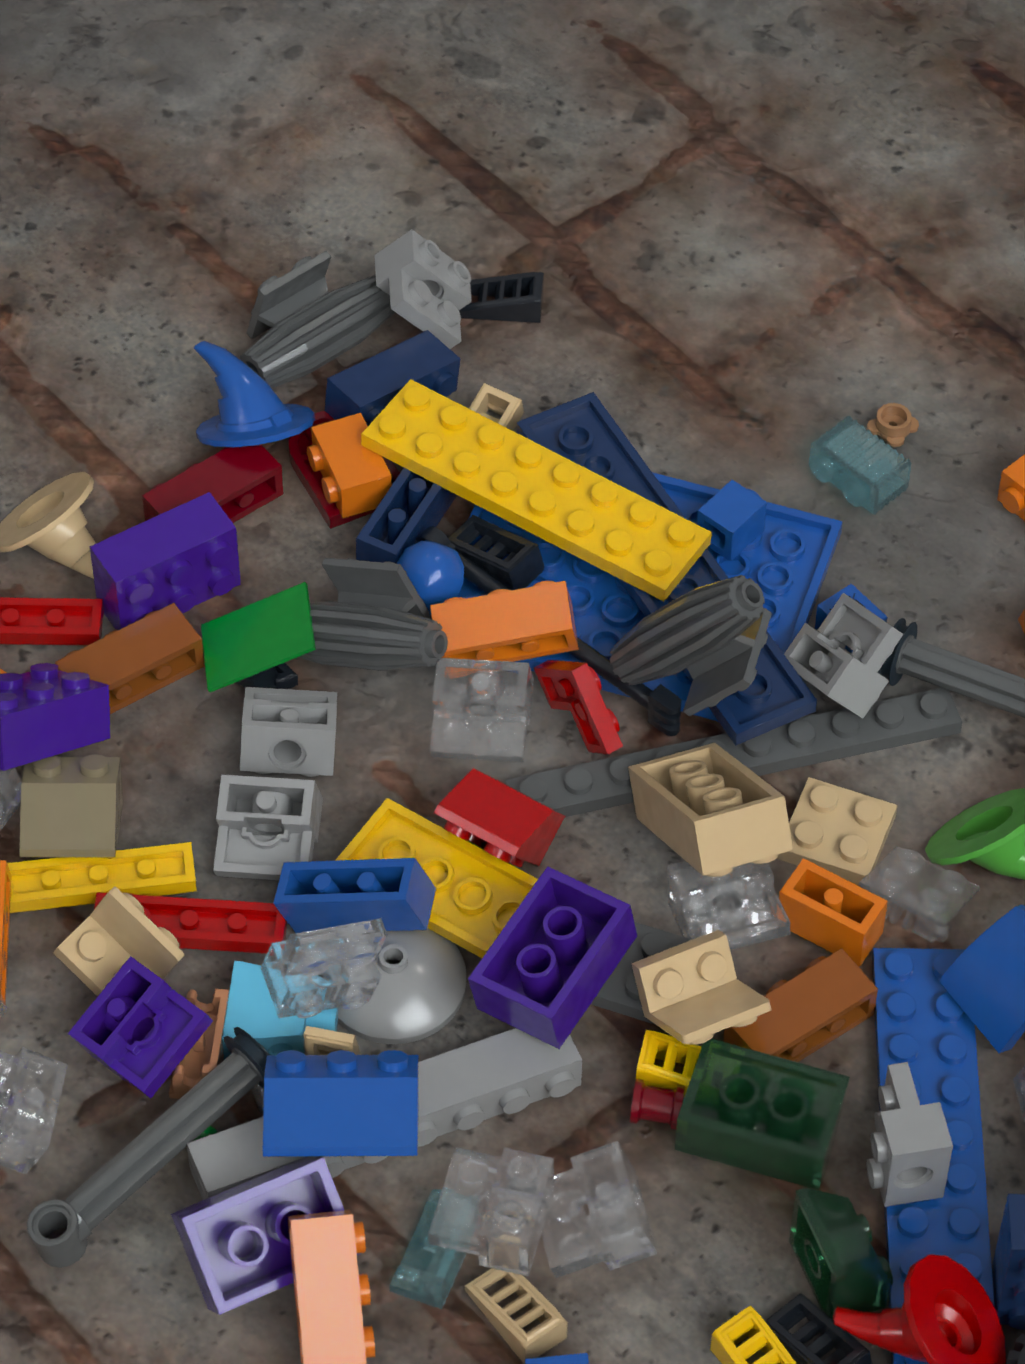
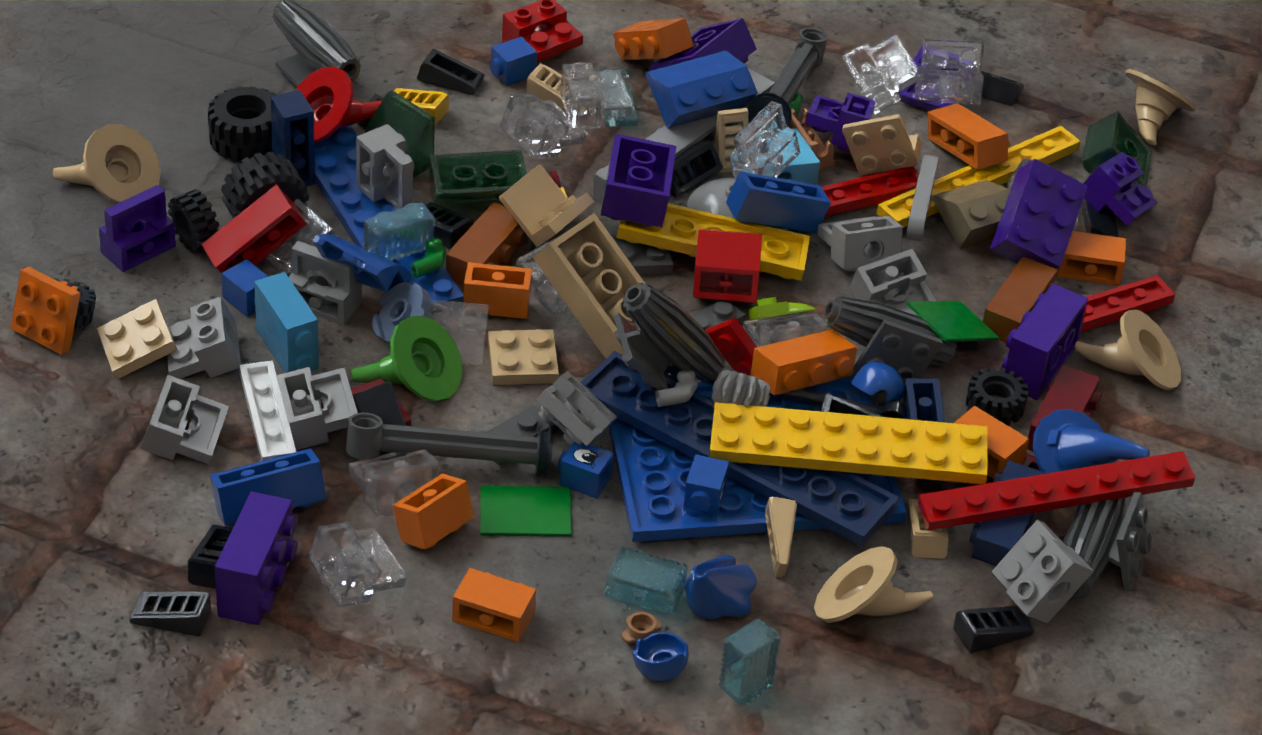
camera: 150 degrees right, 10 degrees down
(138, 840) = (922, 197): none -> light grey beam
(277, 530) = (1000, 384): none -> black tyre
(336, 350) = (1055, 490): none -> red plate
(423, 1046) = (711, 163): none -> black slope
(453, 759) = (770, 308): none -> lime plate
(617, 599) = (740, 389): none -> light grey gear
(629, 356) = (866, 589): none -> tan piece
(674, 446) = (780, 525): none -> tan slope
(789, 421) = (720, 588): none -> blue hat
(809, 314) = (749, 661): none -> clear light blue brick
(839, 1060) = (453, 224): none -> black slope
(895, 371) = (661, 656): none -> blue hair
(900, 991) = (433, 259): none -> green arm
(935, 1035) = (399, 231): none -> clear light blue brick
(950, 618) = (525, 510): none -> green window
(971, 908) = (405, 297): none -> sand blue plate

